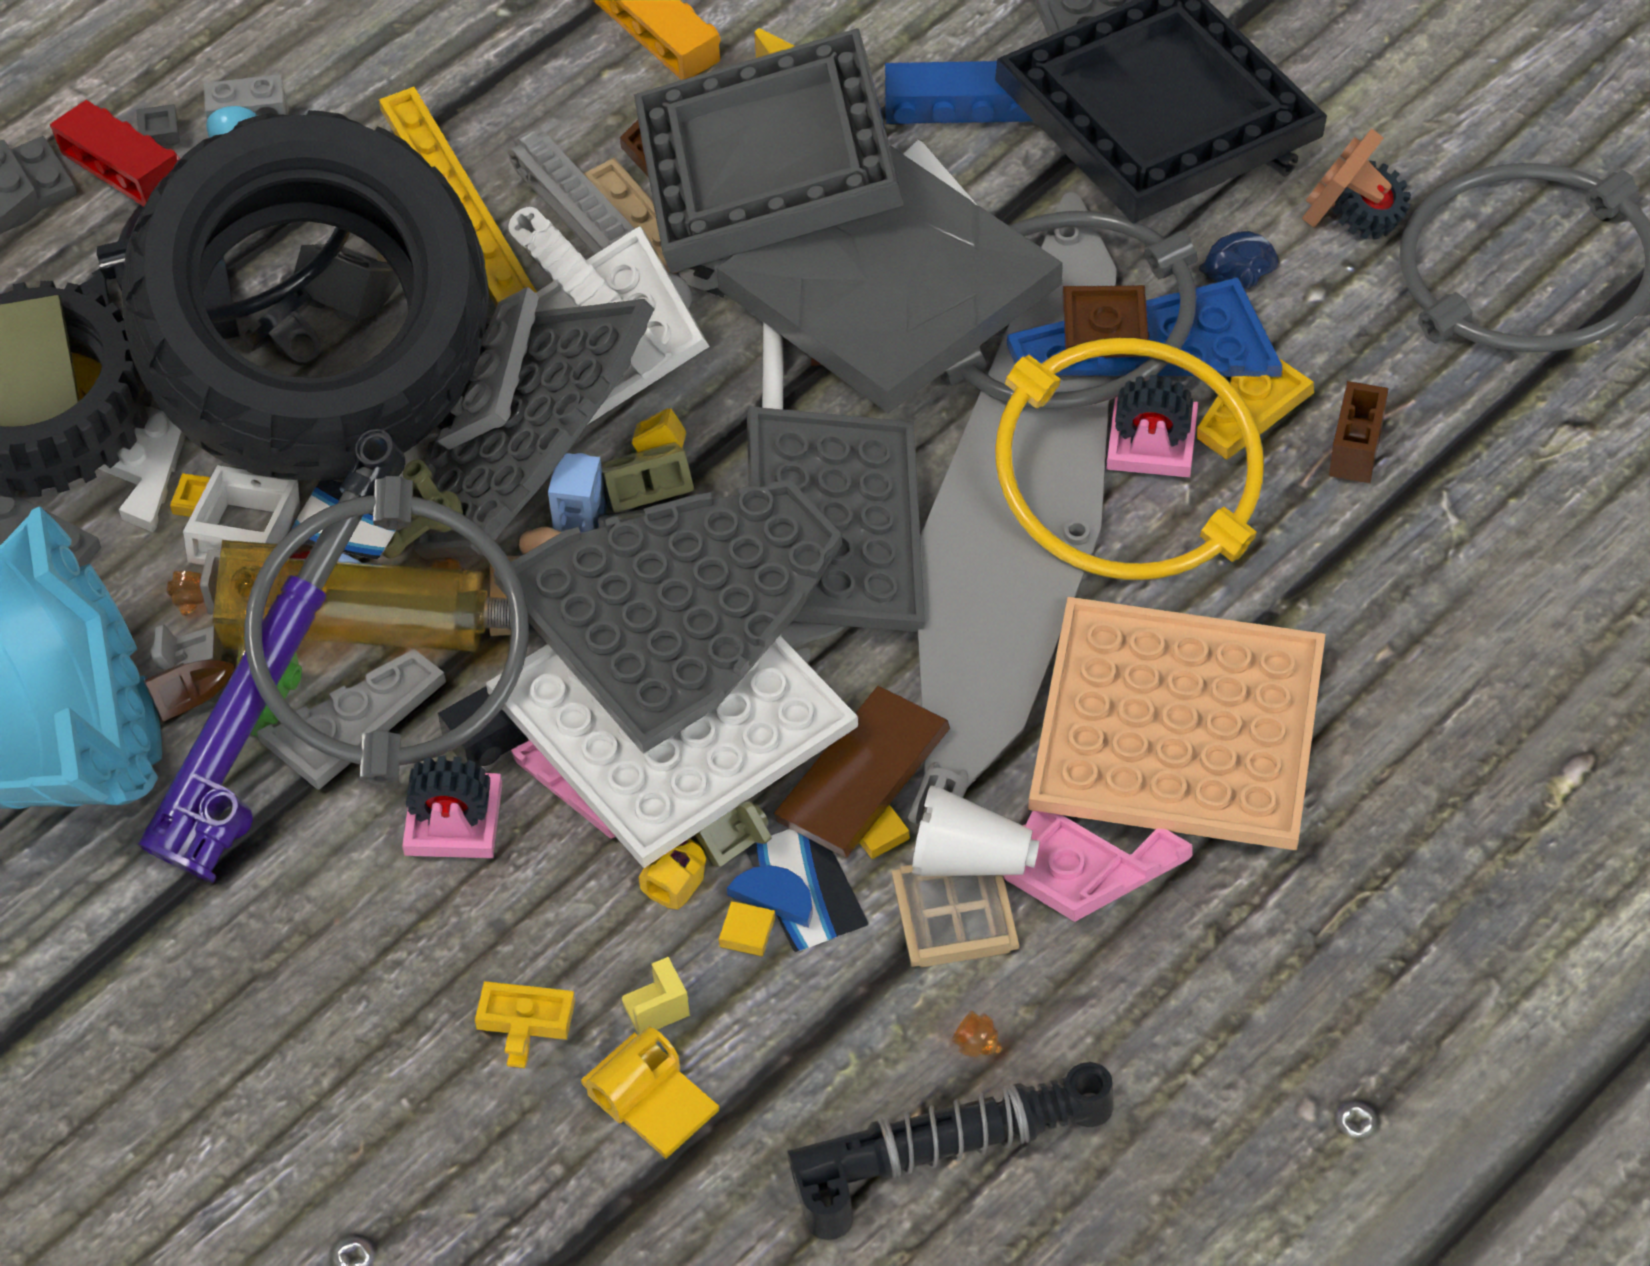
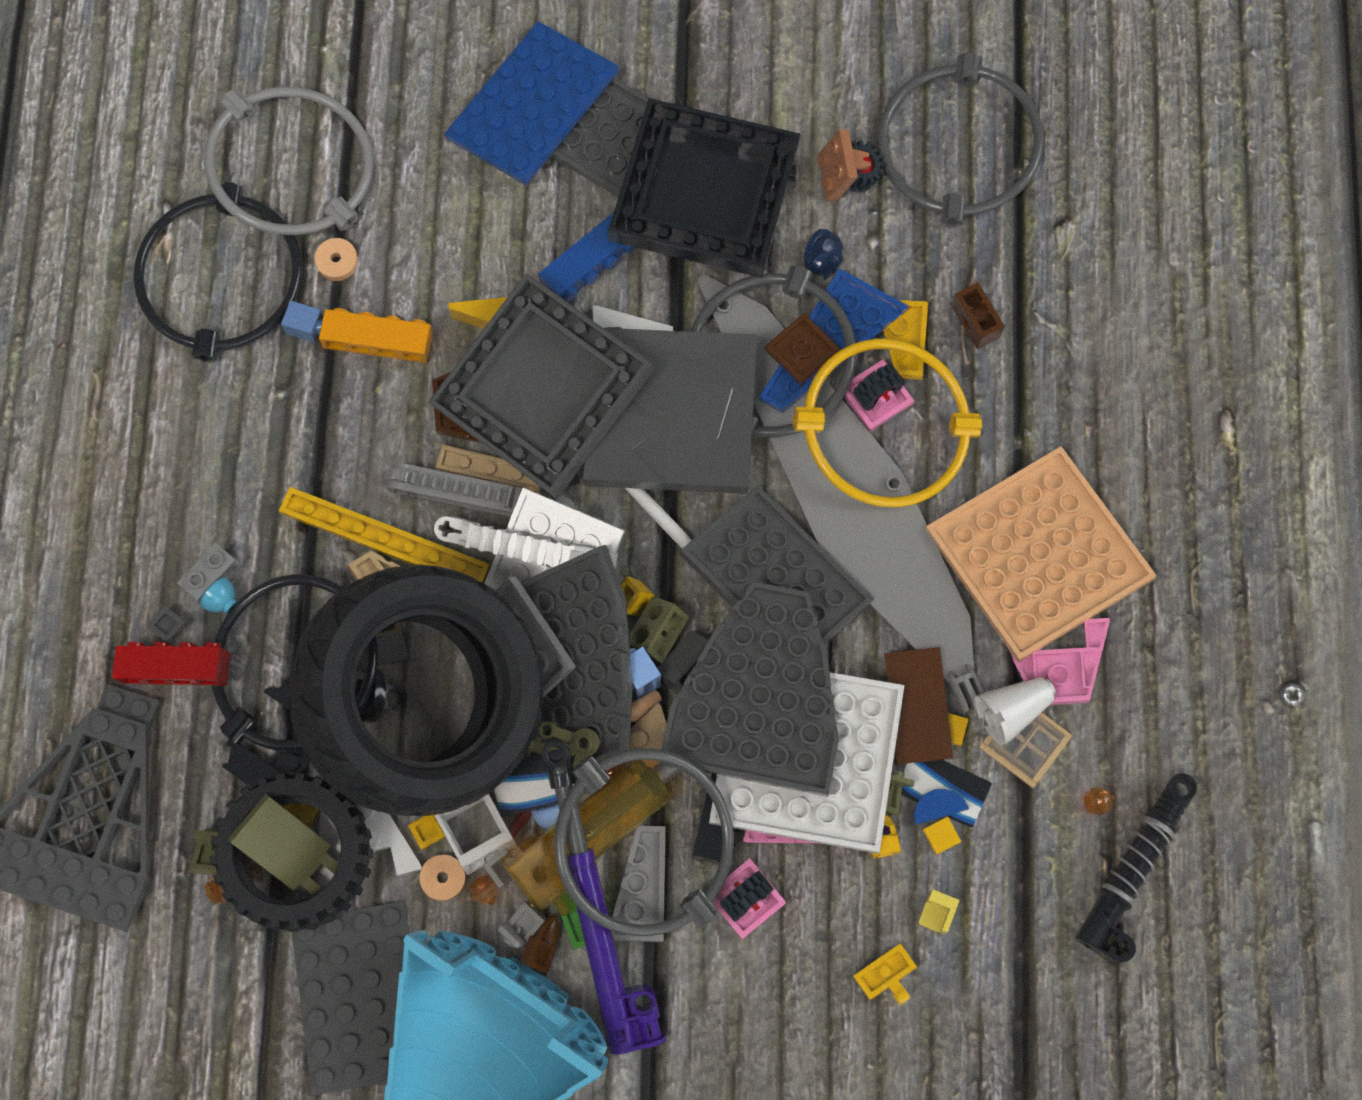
camera: 45 degrees left, 20 degrees up
(146, 544) = (429, 878): none -> light nougat piece
(649, 1092) = (982, 962): yellow piece -> none

